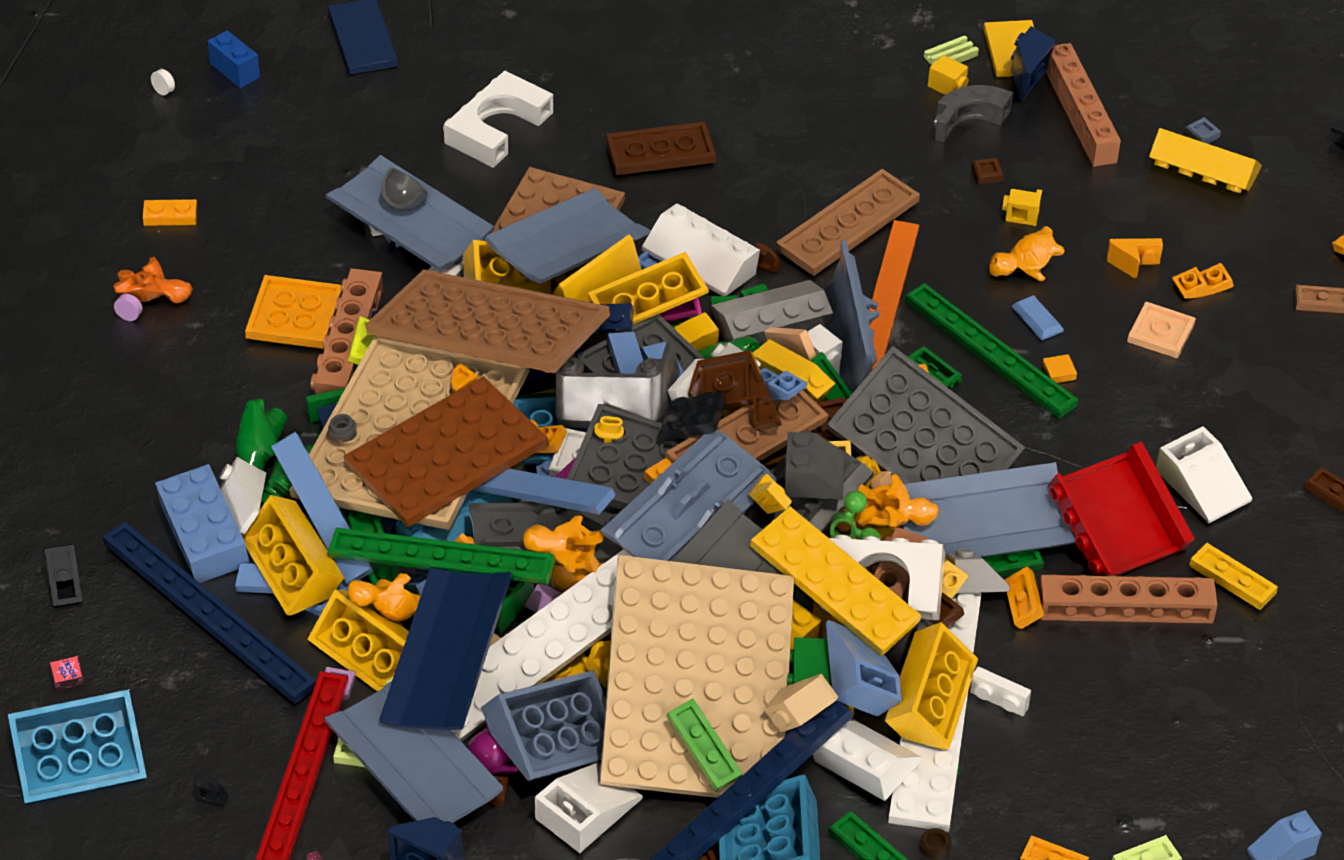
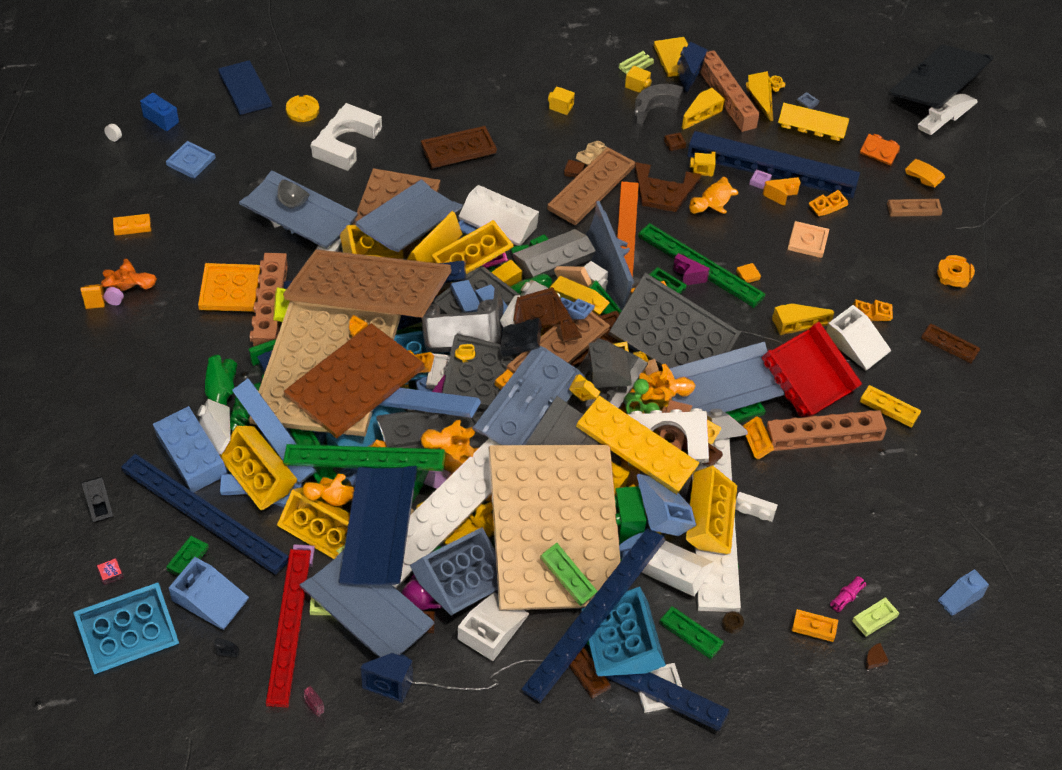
camera: 10 degrees left, 5 degrees up
(99, 305) = (93, 296): none -> light orange slope
(176, 666) = (192, 548): none -> green plate
(195, 715) = (207, 593): none -> medium blue slope
(267, 130) = (190, 159): none -> medium blue tile
(342, 427) = (278, 370): dark grey plate -> none
(441, 73) = (302, 108): none -> yellow tile
(768, 259) = (544, 217): reddish brown tile -> none
(800, 702) = (629, 535): tan slope -> none
(826, 96) = (561, 100): none -> yellow brick
(826, 194) = (573, 168): none -> reddish brown tile
(856, 174) = (592, 151): none -> tan slope
(954, 243) = (662, 193): none -> reddish brown wing
(972, 356) = (692, 271): none -> magenta slope
(1037, 318) = (727, 239): medium blue tile -> none
(1040, 124) = (704, 106): none -> yellow slope
(1102, 235) = (759, 178): none -> lavender tile
(1112, 825) = (848, 594): none -> dark pink pin
(1114, 436) = (796, 317): none -> yellow slope
(1133, 106) = (761, 92): none -> yellow slope
(1133, 217) = (778, 164): none -> dark blue brick
(1159, 100) = (777, 83): none -> yellow plate
(1245, 442) = (877, 311): none -> light orange slope
(1300, 211) = (880, 149): none -> orange bracket

